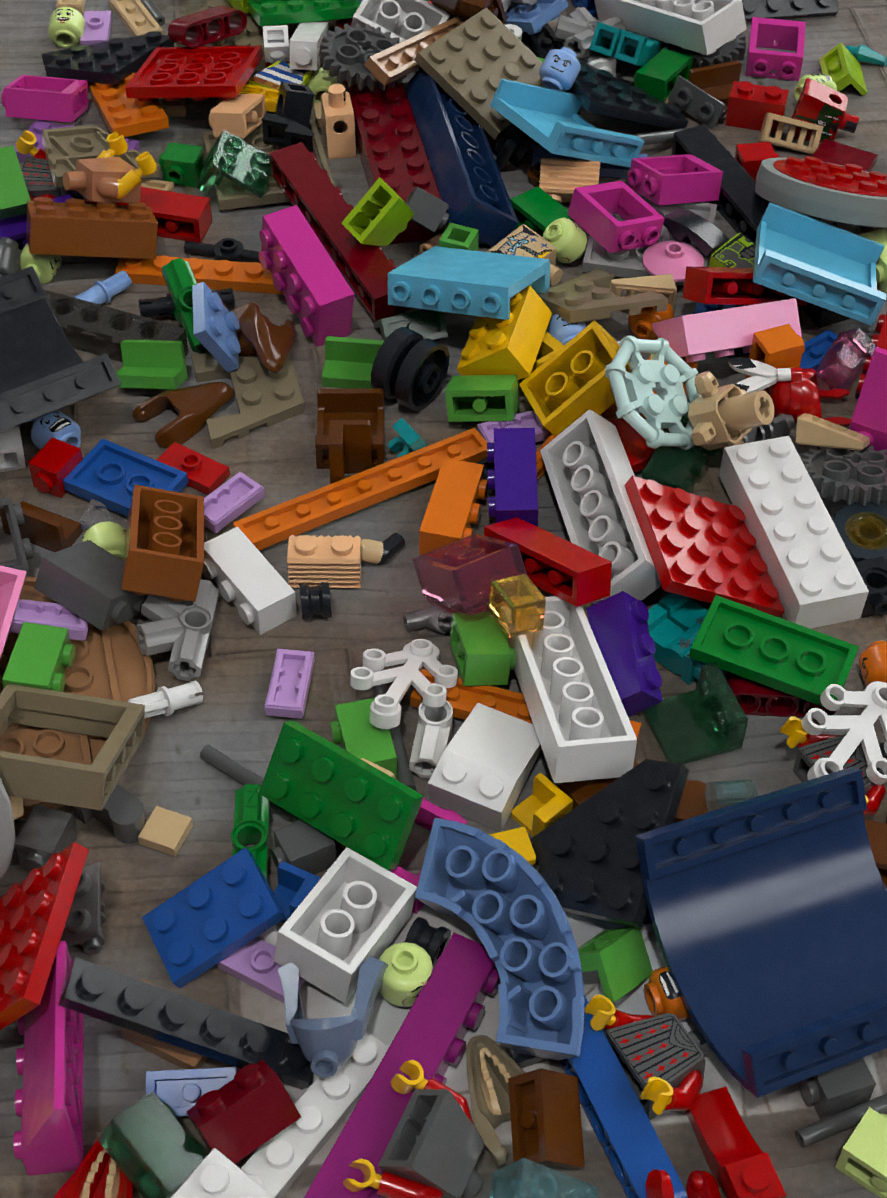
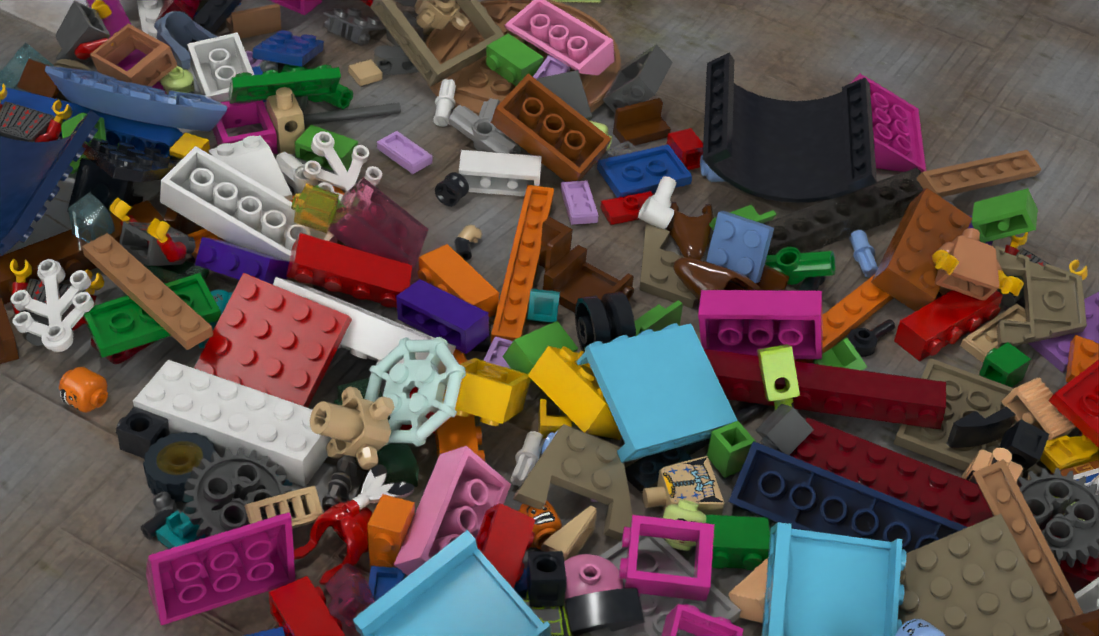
camera: 125 degrees right, 5 degrees down
(180, 431) = (657, 208): none -> white pin
(237, 162) = (963, 371): clear green bracket -> none
(324, 560) = (476, 204): light nougat brick -> none
(449, 965) = (148, 70): none -> nougat window
(689, 723) = (154, 242): none -> torso
(714, 251) = (546, 578): none -> black brick
(763, 666) = (148, 291): none -> medium nougat plate

